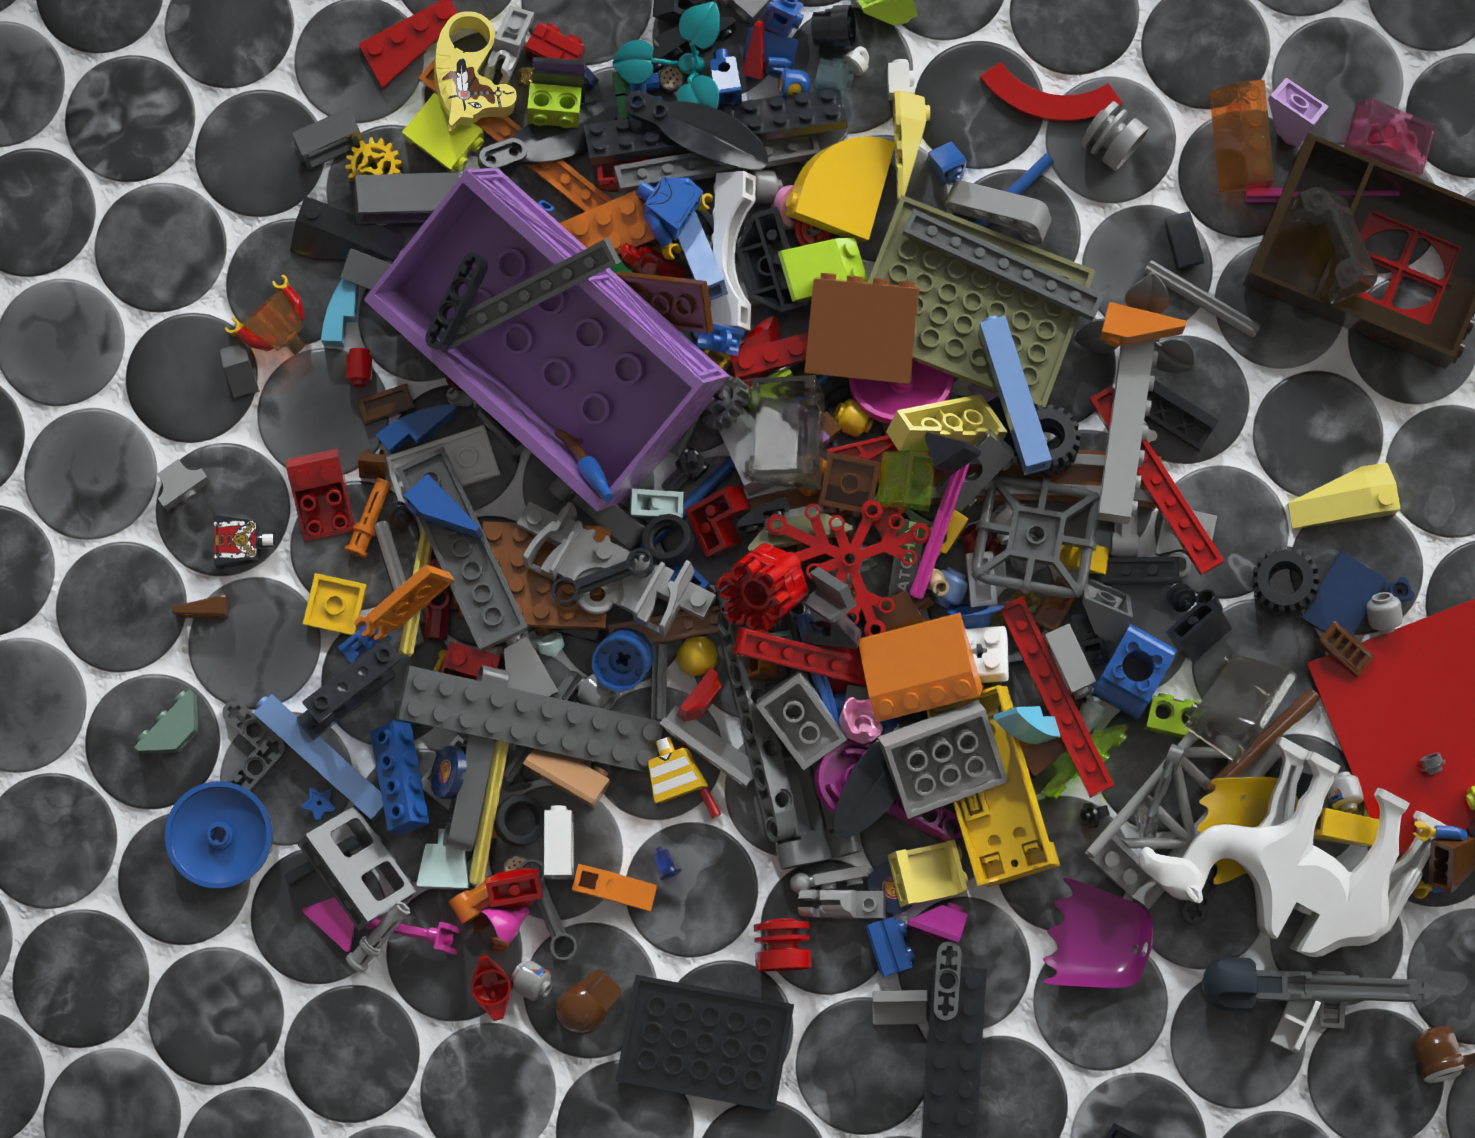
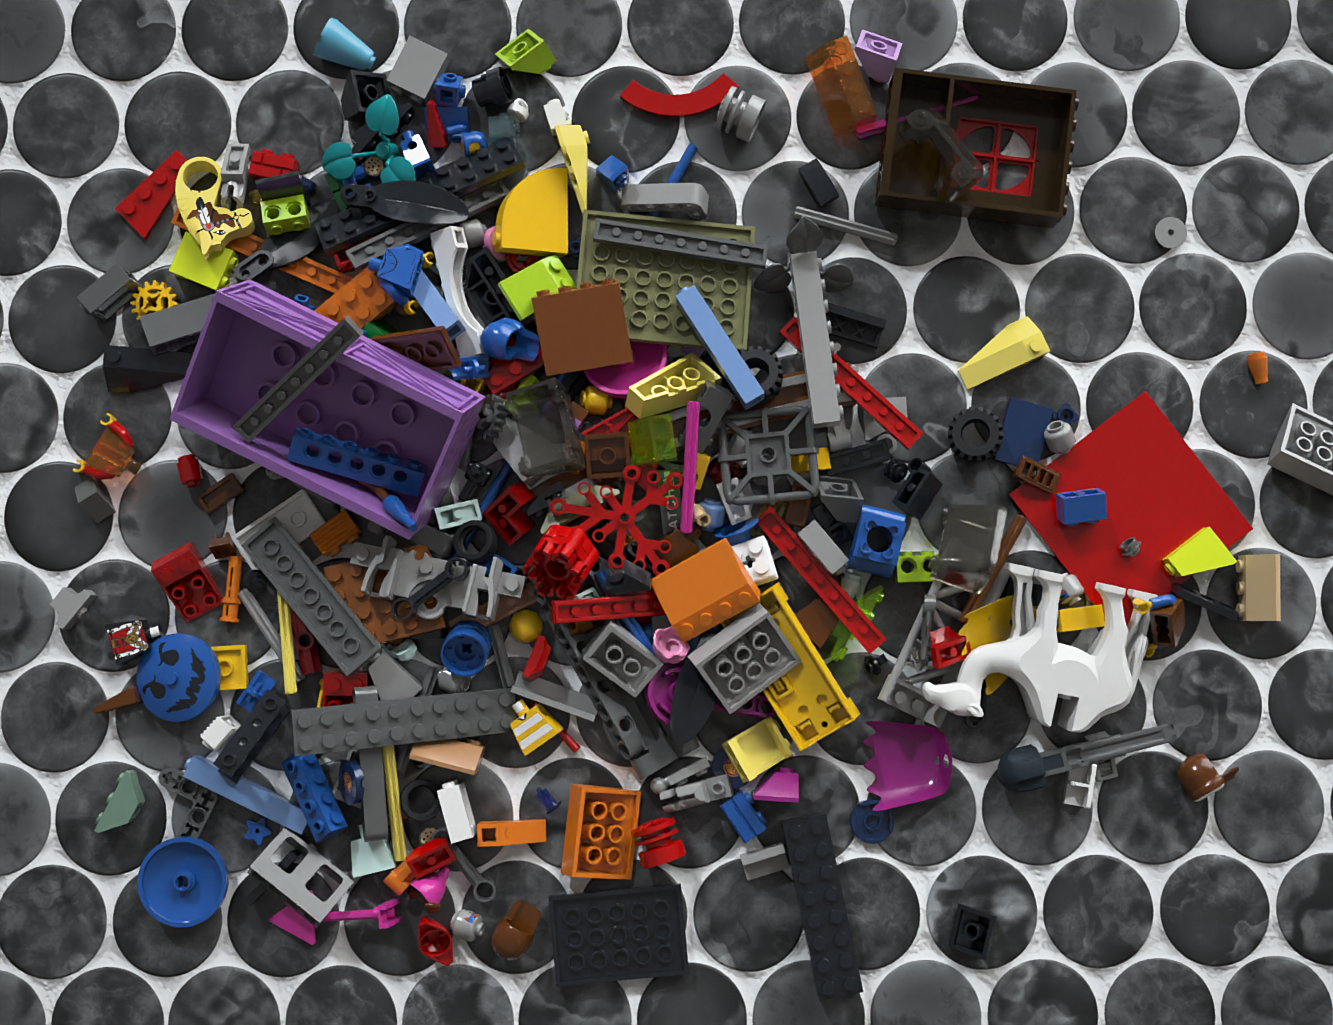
camera: 15 degrees left, 5 degrees up
(279, 600) = (178, 677): none -> blue dish
(310, 675) = (220, 732): none -> white brick
(340, 310) = (161, 427): medium azure slope -> none
(363, 269) = (165, 391): dark grey panel -> none
(371, 945) = (330, 934): light grey pin -> none
(405, 602) = (276, 654): orange tile -> none
(415, 426) = (247, 506): blue slope -> none
(437, 507) = (279, 568): blue slope -> none
(460, 304) = (240, 400): black beam -> none
(508, 487) = (336, 533): none -> orange brick
(566, 422) = (345, 466): none -> blue brick
(650, 262) = (398, 320): red hinge -> none
(717, 917) = (599, 832): none -> orange slope
(761, 310) = (495, 339): none -> blue piece
(831, 598) = (617, 556): dark grey panel -> none
(876, 230) = (571, 244): none -> dark blue plate
(937, 987) = (795, 852): dark grey beam -> none
(950, 454) = (681, 411): black slope -> none
(1028, 724) = (805, 611): medium azure slope -> none
(1036, 1000) = (871, 825): none -> dark blue tile
(1132, 326) = (797, 264): orange slope -> none
(1182, 815) = (947, 647): none -> red slope
(1386, 698) = (1081, 506): none -> blue brick
(1390, 135) = (957, 52): clear pink slope -> none

